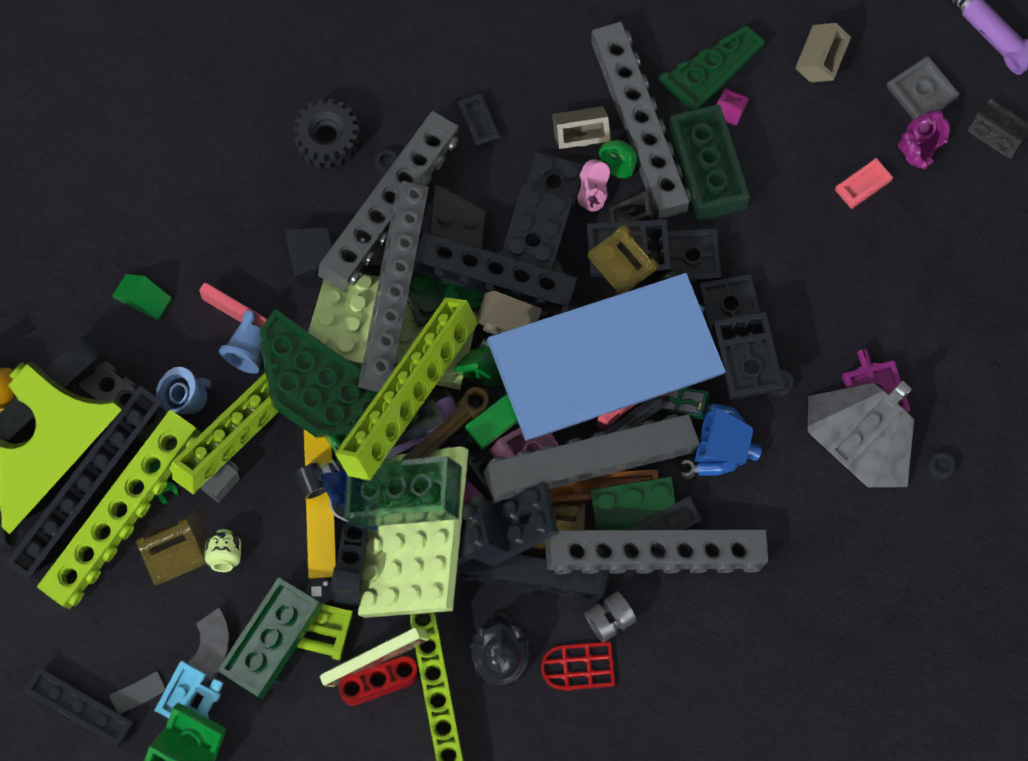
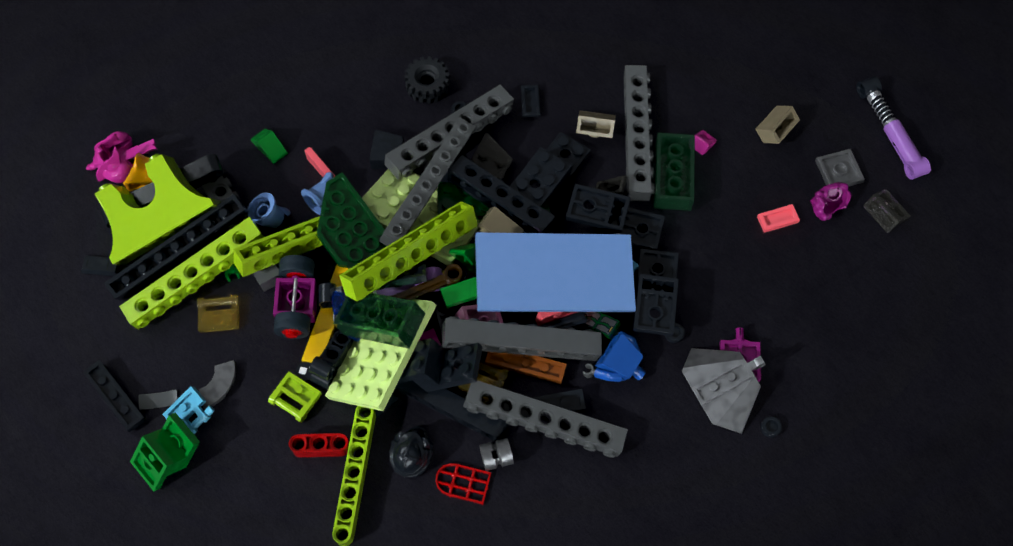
camera: 20 degrees right, 5 degrees down
(223, 550) = (251, 323): yellowish green head -> none
(270, 498) = (295, 297): none -> brick
(270, 638) = (257, 391): plate -> none
(375, 656) = (323, 426): yellowish green tile -> none
(593, 185) = (591, 162): bright pink piece -> none
(616, 266) = (584, 216): clear yellow plate -> none
(619, 157) = (615, 150): green hair -> none
(630, 503) = (539, 380): dark green wing -> none
(707, 73) = (698, 114): dark green wing -> none

